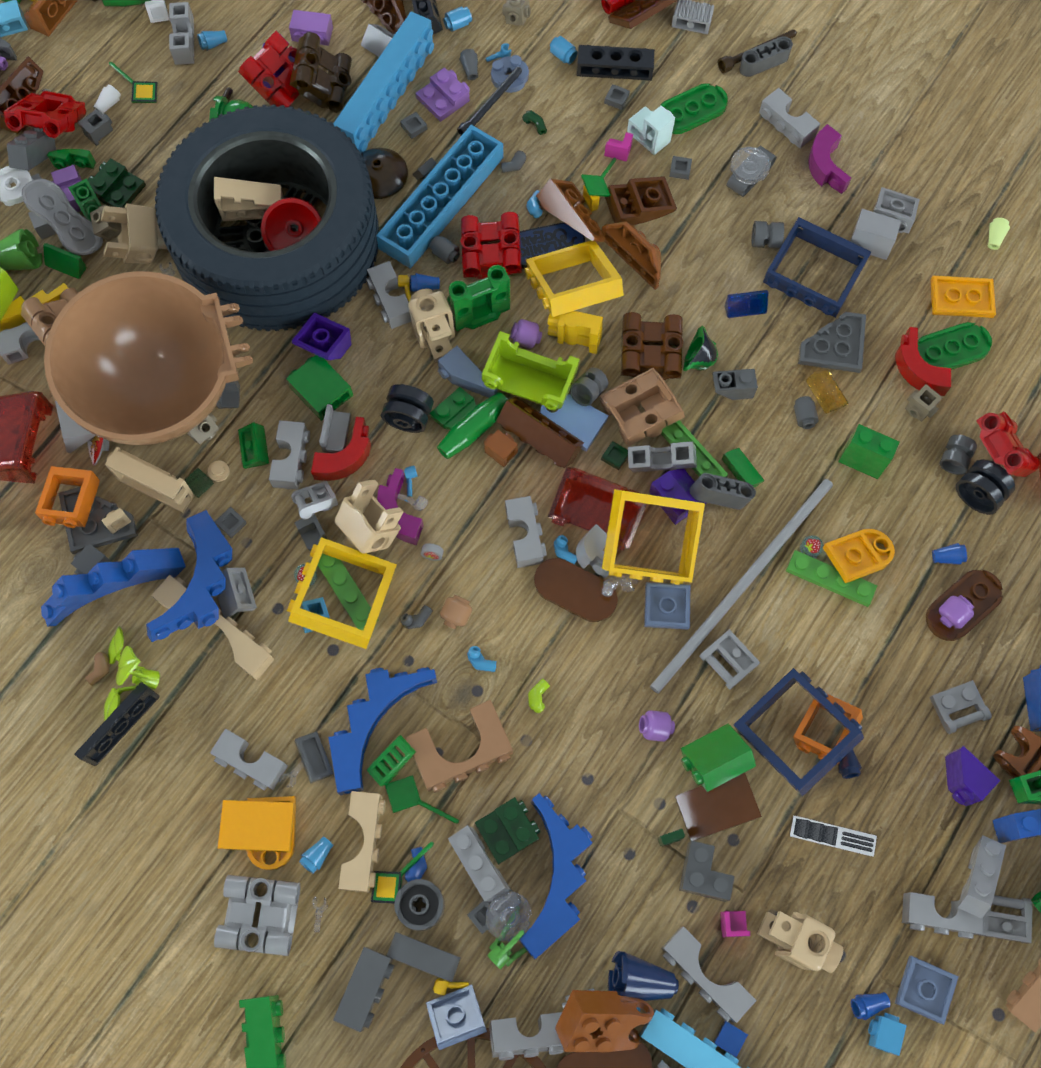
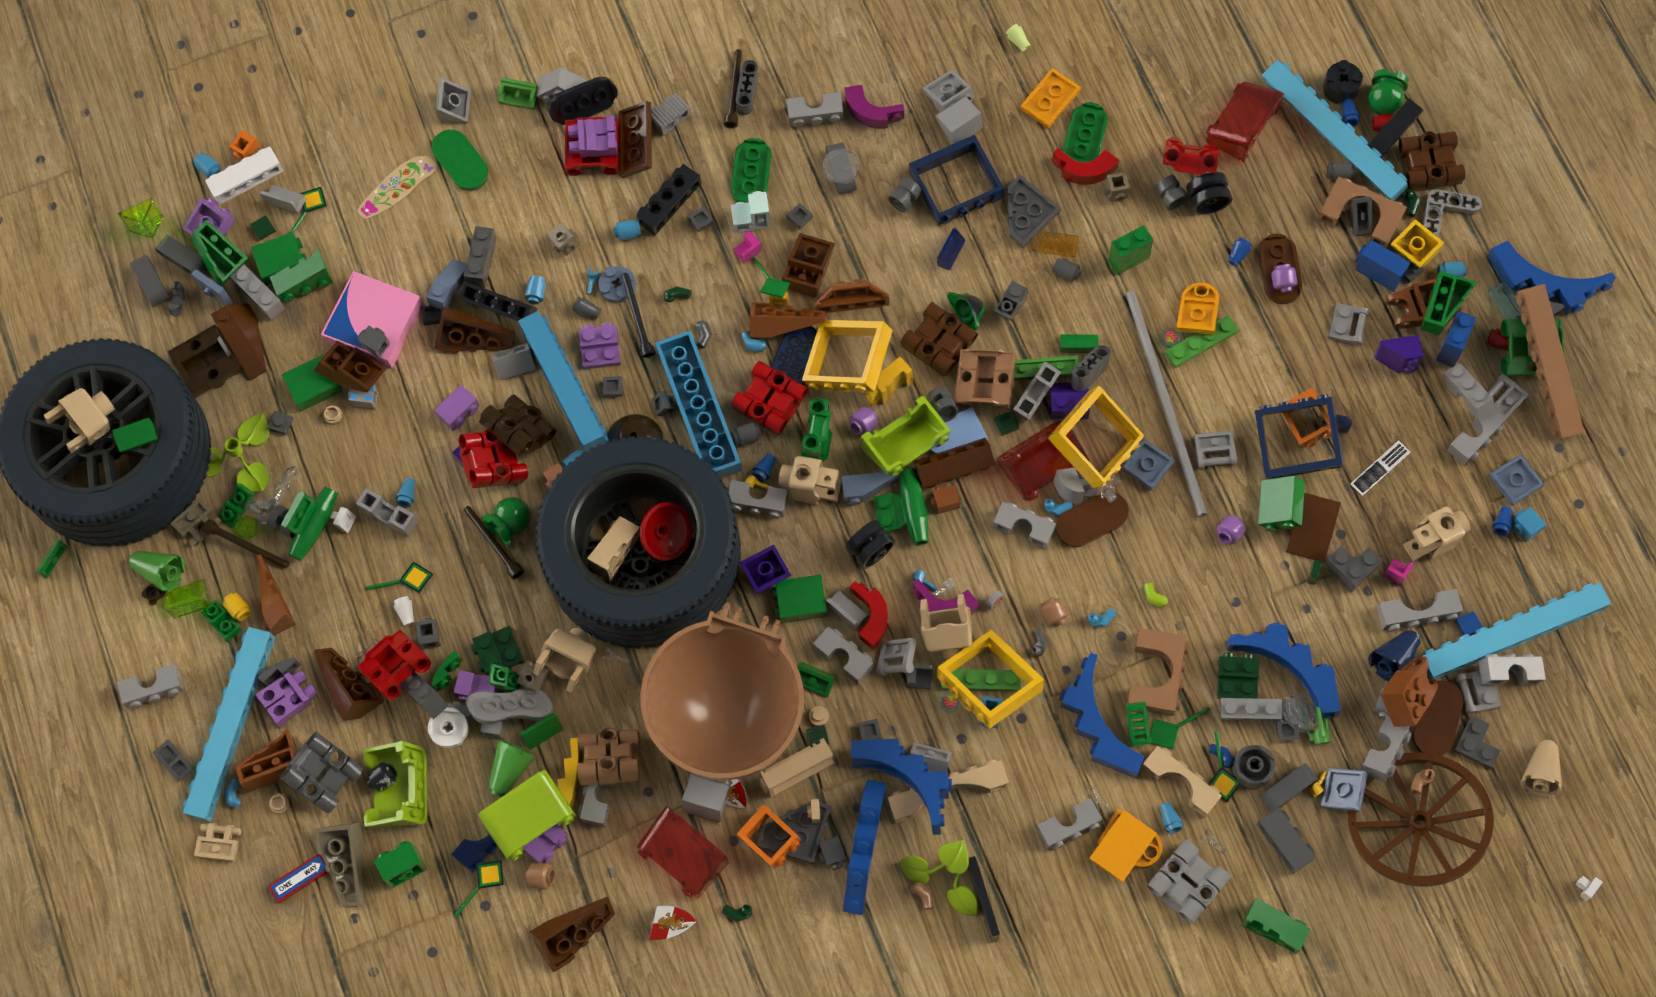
camera: 50 degrees left, 0 degrees up
(313, 757) = (1096, 778): dark grey tile -> none

